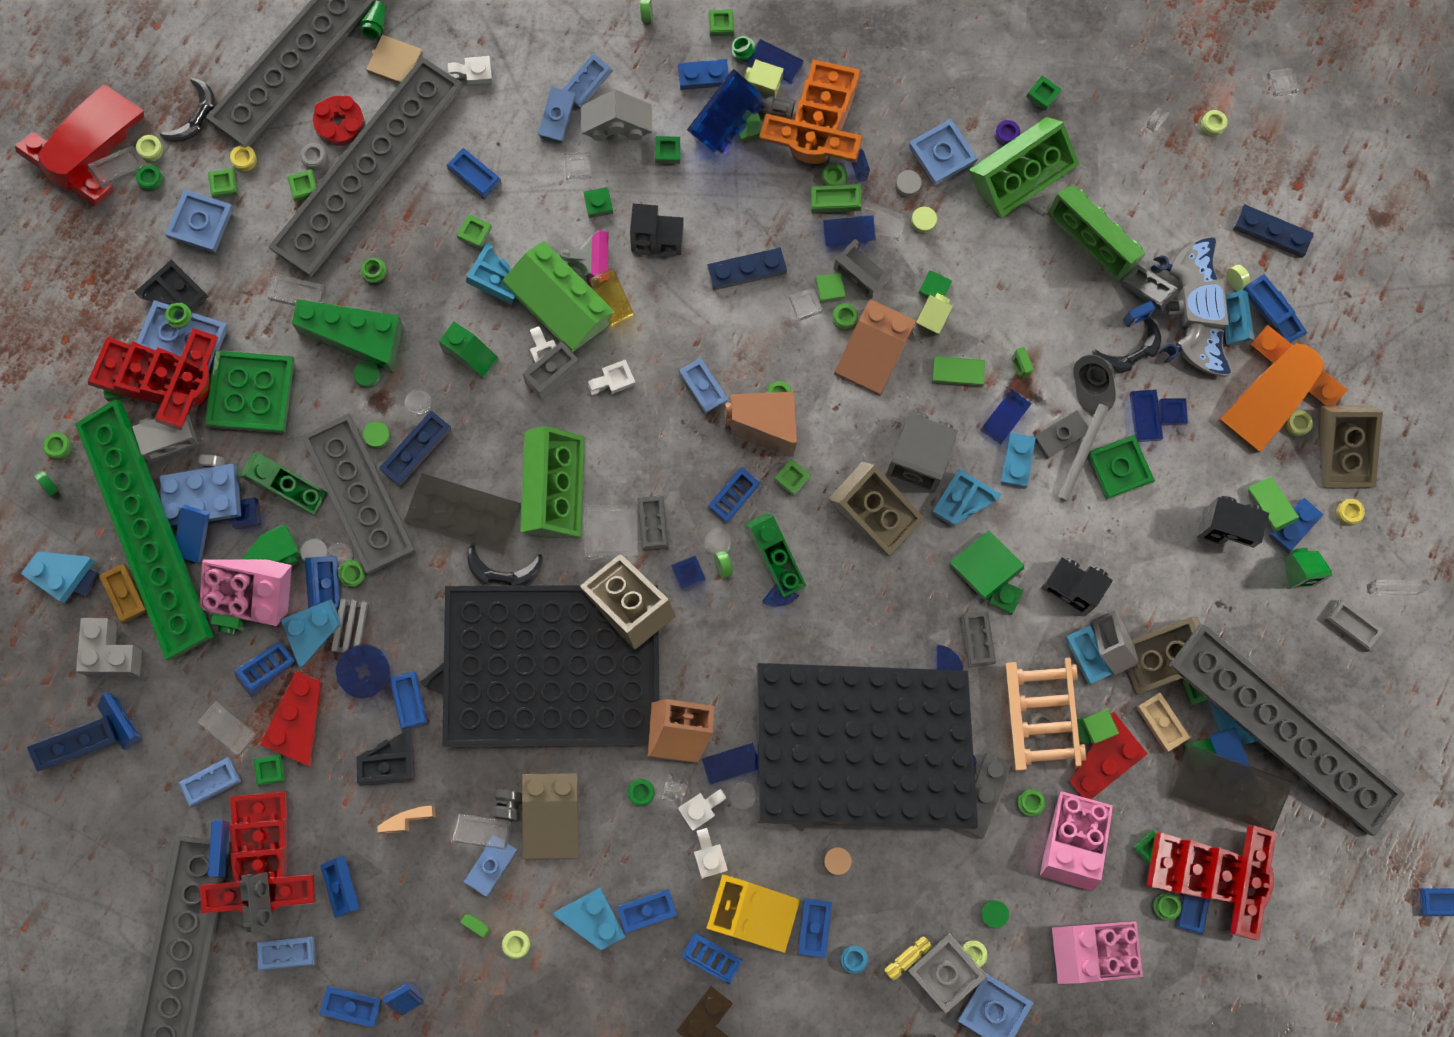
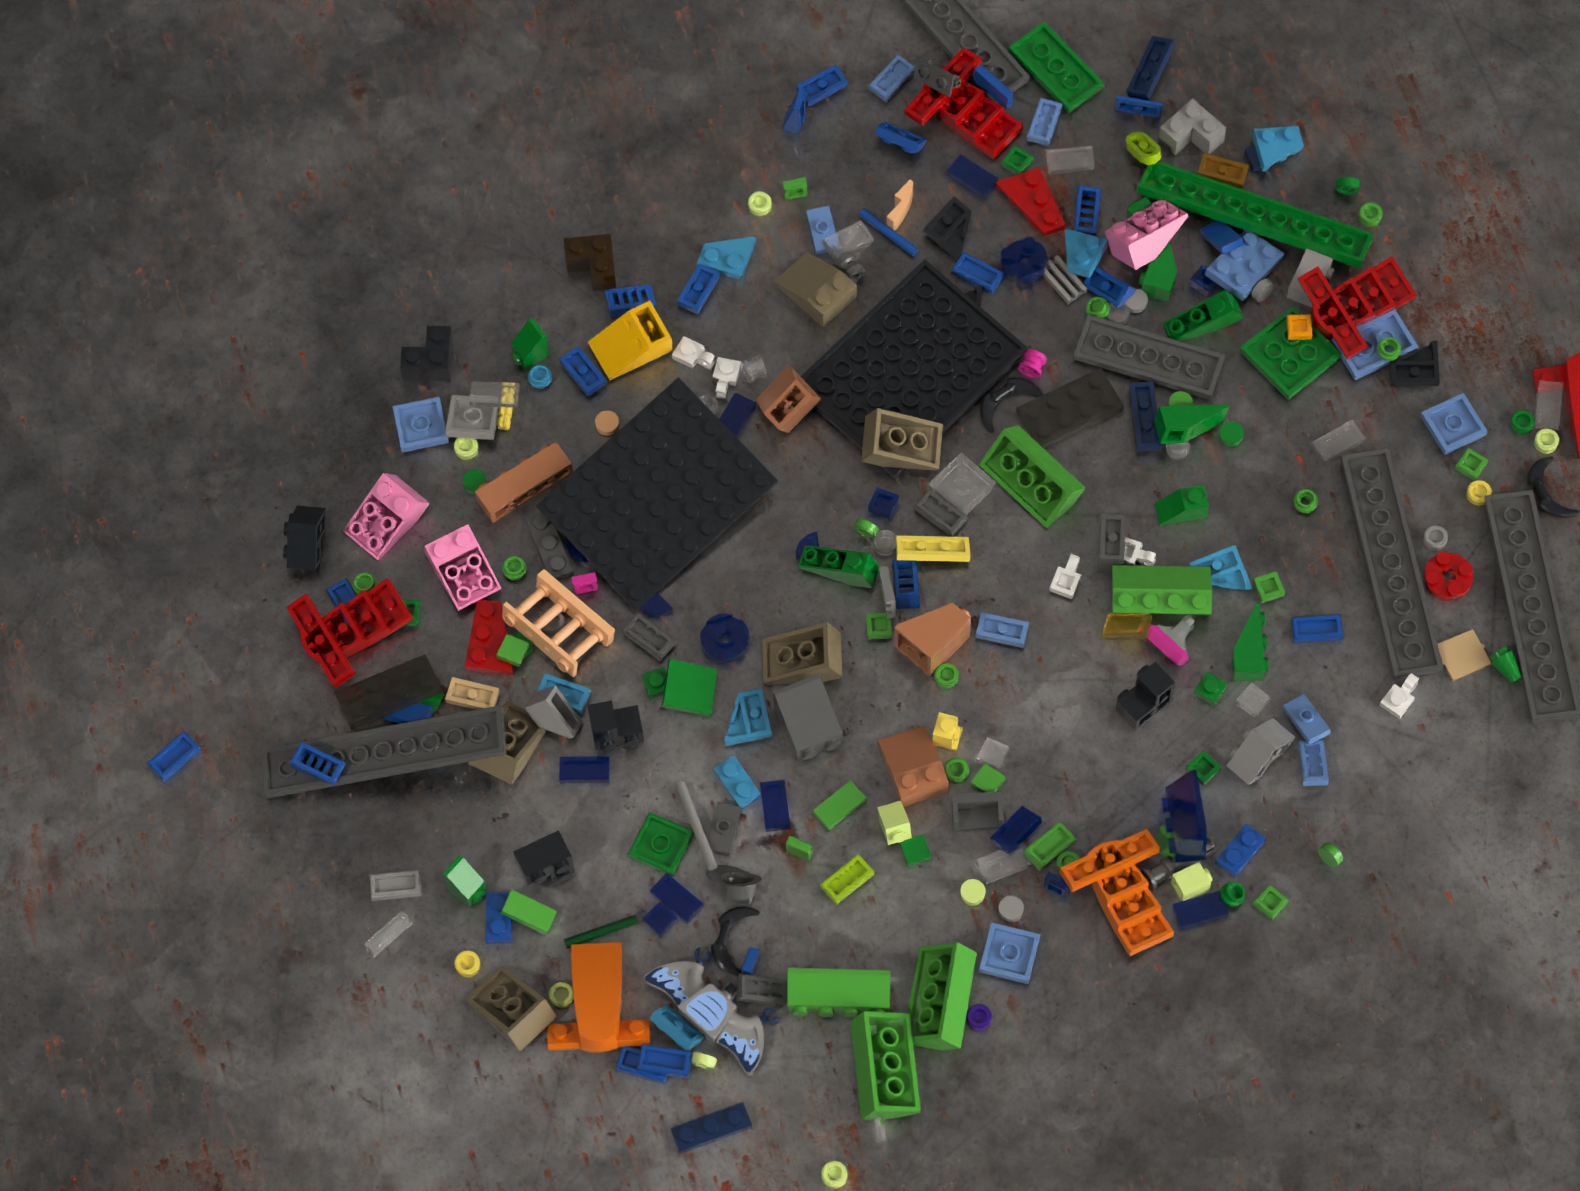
camera: 145 degrees right, 10 degrees down
(144, 824) = (1056, 67): none -> green plate
(160, 670) = (1143, 148): none -> lime plate
(222, 399) = (1299, 327): none -> light orange tile
(302, 185) = (1418, 512): bright green tile -> none
(319, 792) = (972, 176): none -> clear blue tile
(351, 330) = (1269, 446): green wedge -> none
(396, 404) = (1186, 422): none -> green slope
(439, 807) = (888, 232): none -> blue bar
(453, 574) = (1032, 363): none -> dark pink wheel
(542, 199) = (1247, 655): none -> green slope
(641, 792) = (773, 352): green tile -> none
(690, 497) = (932, 548): none -> light yellow plate
(747, 268) = (1059, 740): dark blue plate -> none
(762, 491) = (887, 592): none -> light grey tile
(826, 346) = (947, 732): none -> light yellow brick
(842, 992) = (529, 345): none -> green slope
(912, 975) = (494, 394): none -> clear tile
(914, 567) = (722, 651): none -> clear blue plate
(957, 870) = (523, 482): none -> nougat brick
(989, 731) = (584, 583): none -> dark pink tile
(1007, 310) = (847, 879): none -> lime plate
(1043, 93) = (982, 1071): green plate -> none
(1113, 152) = (885, 1065): none -> bright green slope
(1127, 580) = (584, 769): none -> clear blue tile
(1187, 995) = (304, 537): none -> black brick
(1226, 443) = (601, 931): none -> dark green bar
(1362, 775) = (302, 750): none -> blue slope

